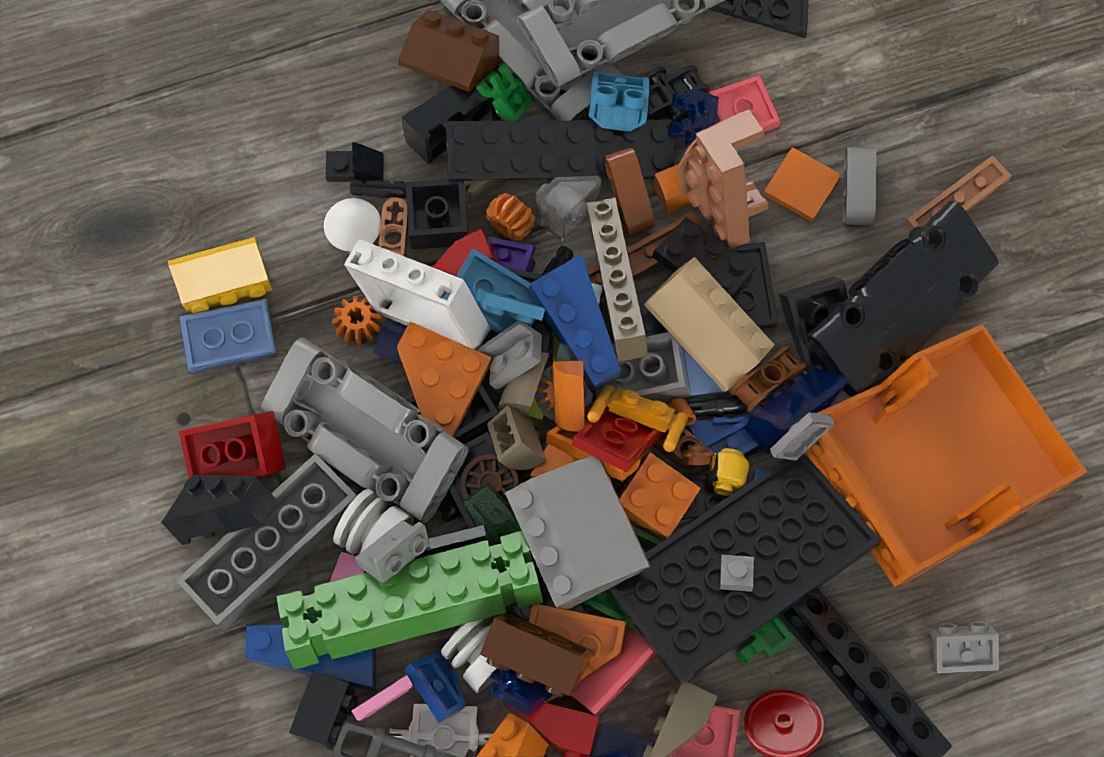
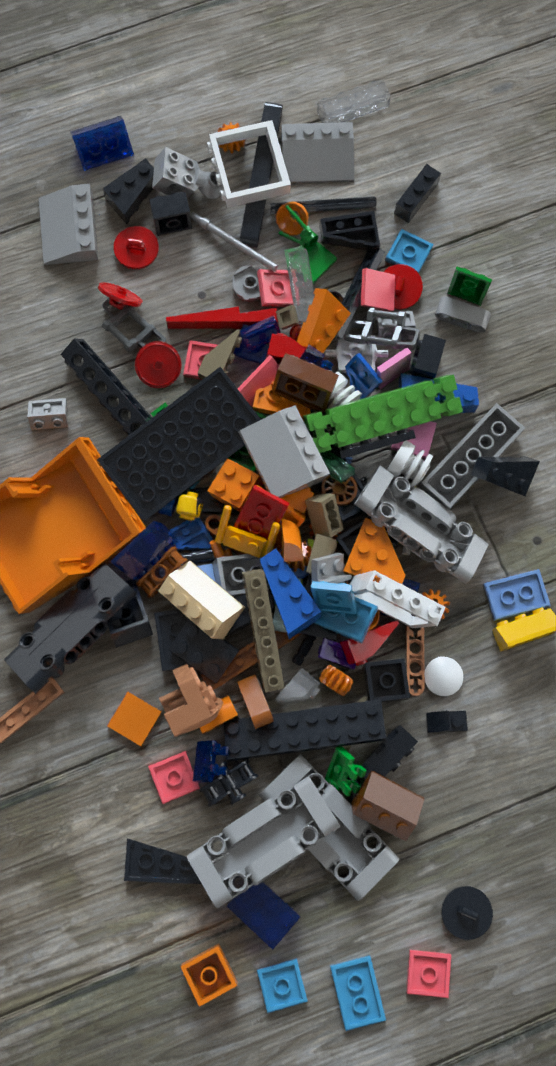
camera: 175 degrees right, 5 degrees up
(234, 447) = (501, 514): red slope -> none
(378, 188) = (428, 704): black axle -> none
(393, 550) = (395, 437): light grey bracket -> none
(619, 101) = (264, 767): dark azure slope -> none
(698, 455) = (208, 514): dark orange plate -> none
(736, 573) = (186, 433): light grey plate -> none
(802, 436) = (143, 519): light grey plate -> none
(859, 186) = (94, 717): light grey beam -> none

